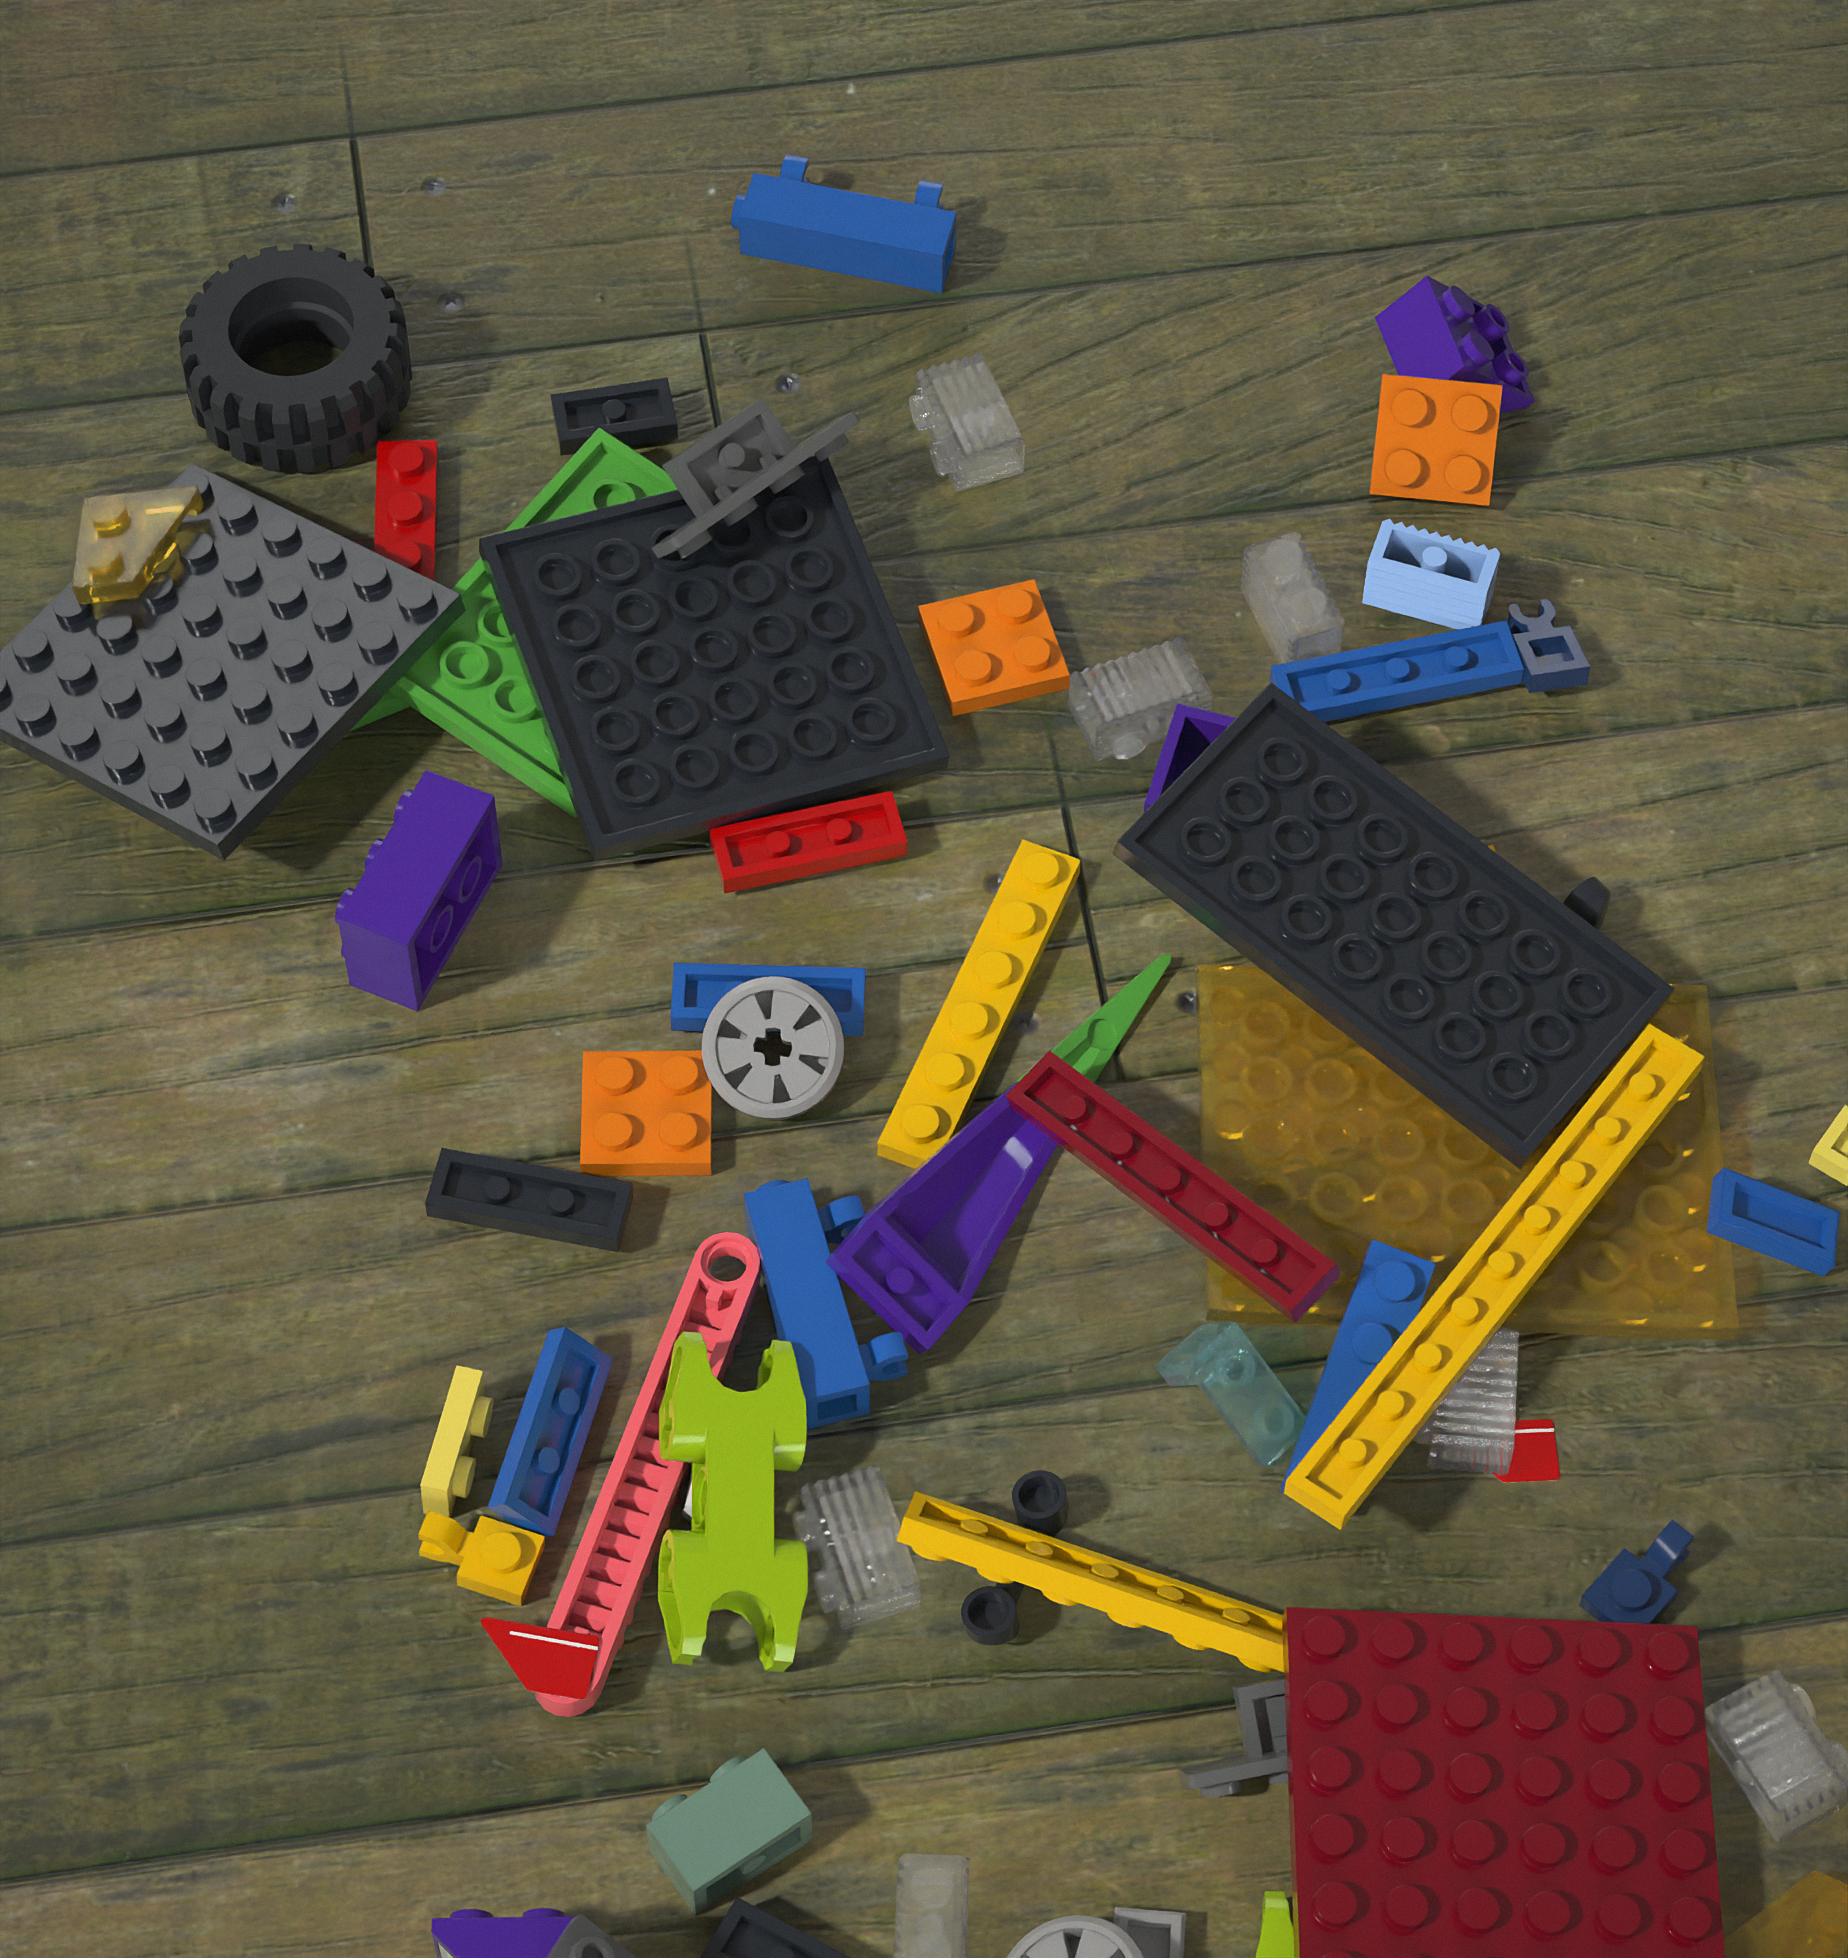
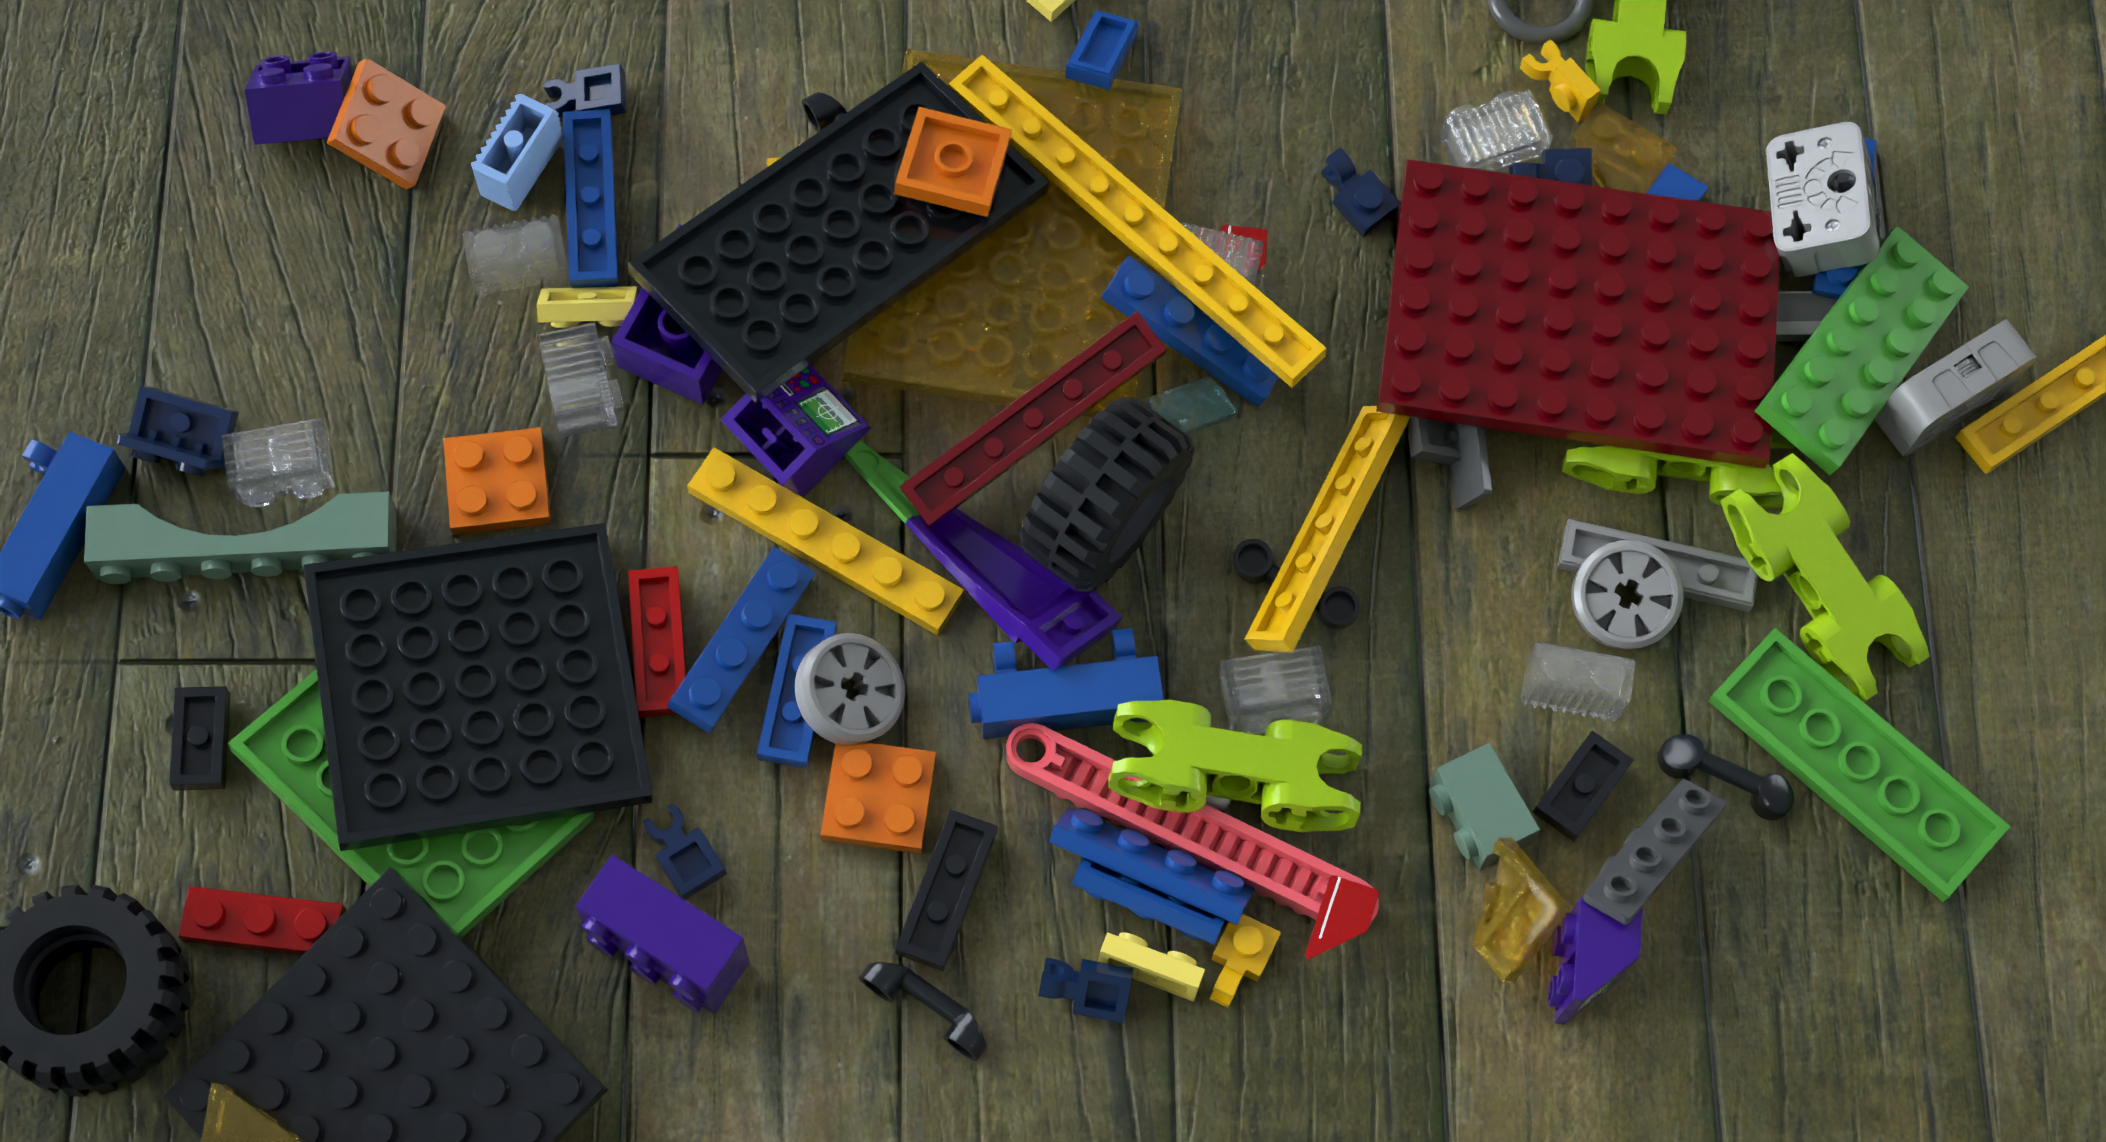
camera: 85 degrees left, 10 degrees up
(347, 1247) = (889, 978): none -> black bar
(419, 1381) = (1098, 988): none -> dark blue plate
(537, 916) = (687, 858): none -> dark blue plate
(573, 1871) = (1517, 912): none -> clear yellow wing
(588, 1426) = (1164, 870): none -> blue plate
(737, 463) = (322, 624): dark grey bracket -> none
(823, 925) = (741, 640): none -> blue plate
(888, 494) = (133, 543): none -> sand green arch
(987, 317) = (178, 430): none -> dark blue bracket
(1067, 1268) = (1106, 493): none -> black tyre
(1111, 933) = (798, 429): none -> dark purple slope
(1235, 670) = (573, 305): none -> light yellow plate
(1514, 1026) = (953, 161): none -> orange plate
(1746, 1850) = (1559, 165): none -> dark blue plate

